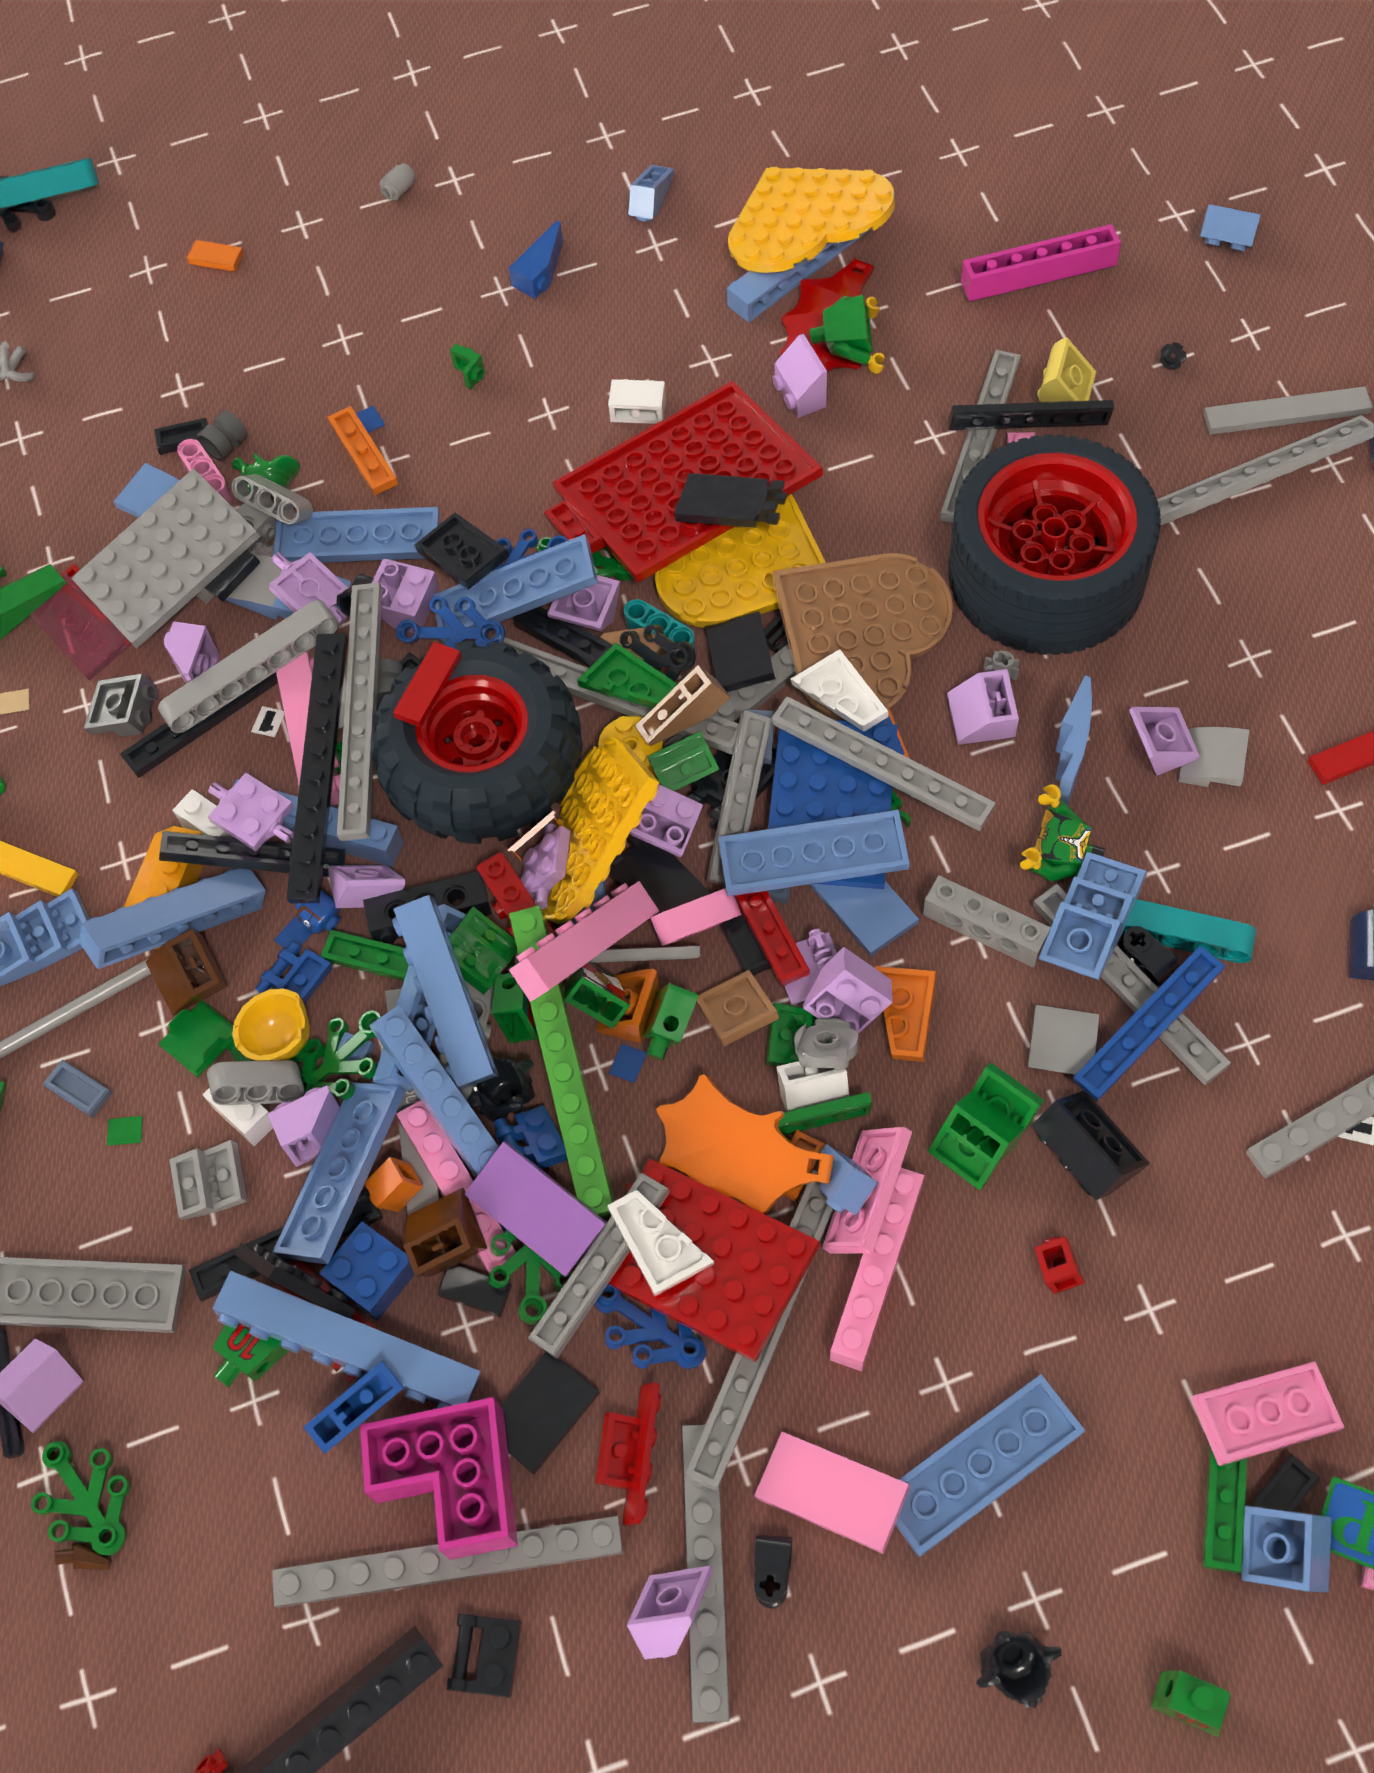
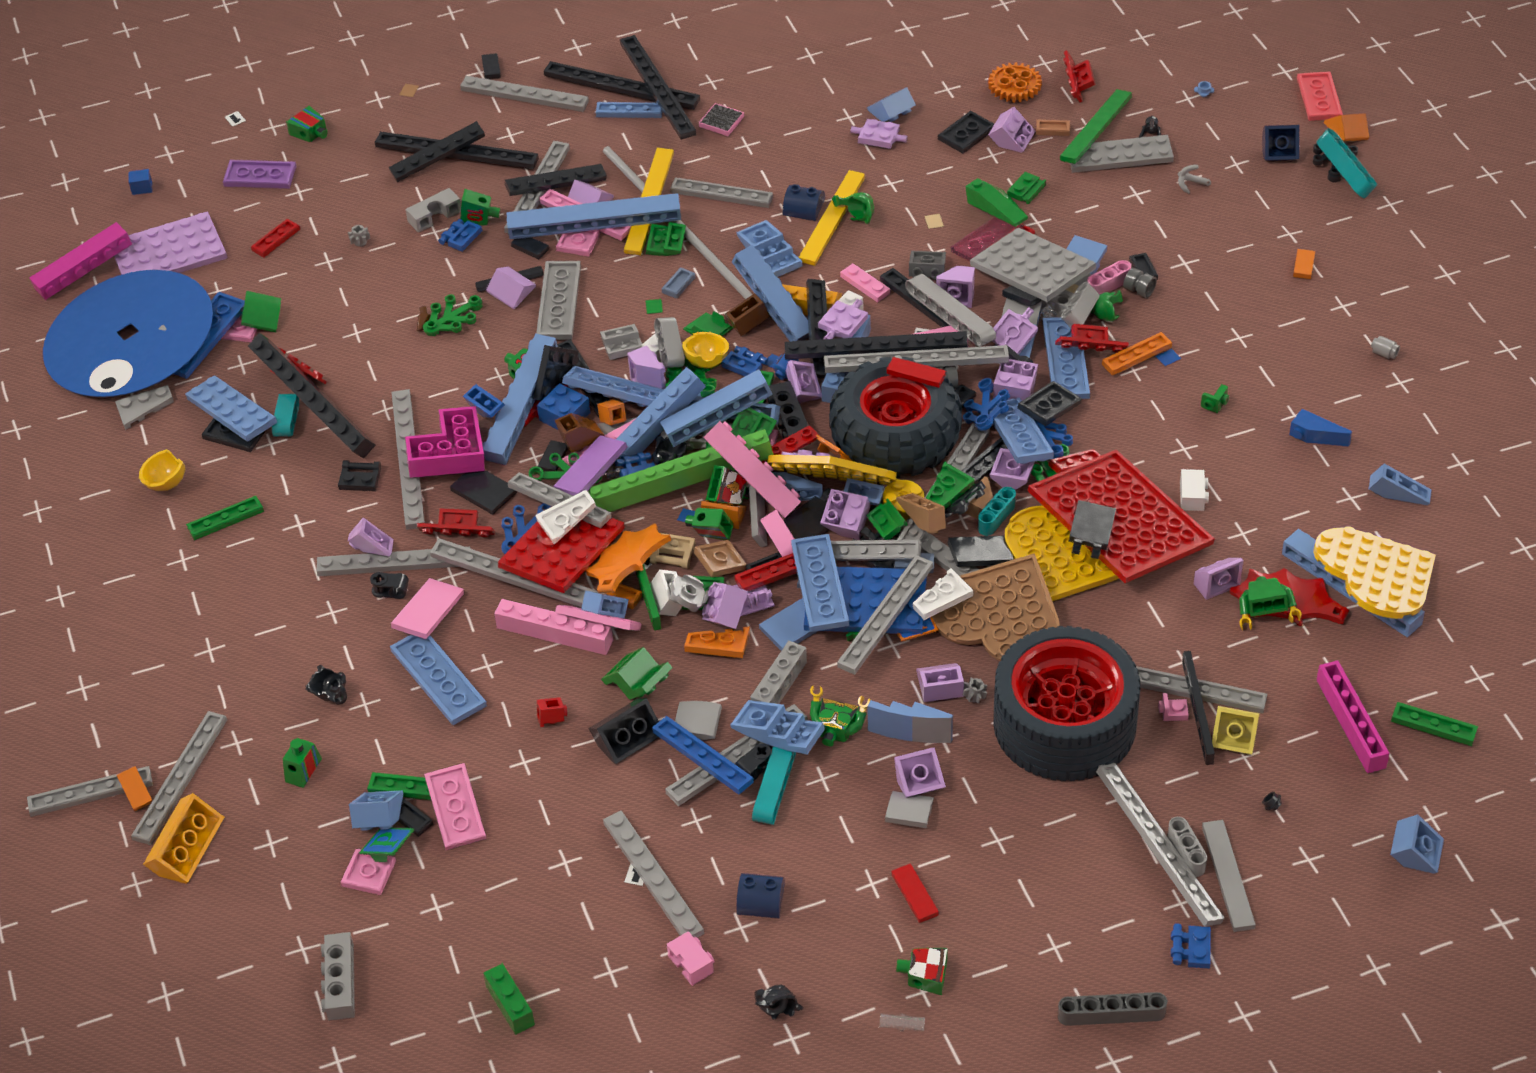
camera: 85 degrees right, 15 degrees down
(138, 799) = (865, 282): none -> bright pink plate
(334, 497) = (1090, 337): none -> red bracket
(707, 1063) = (678, 546): none -> tan plate
(1040, 194) = (1434, 723): none -> green plate
(1252, 443) = (1192, 854): none -> light grey beam

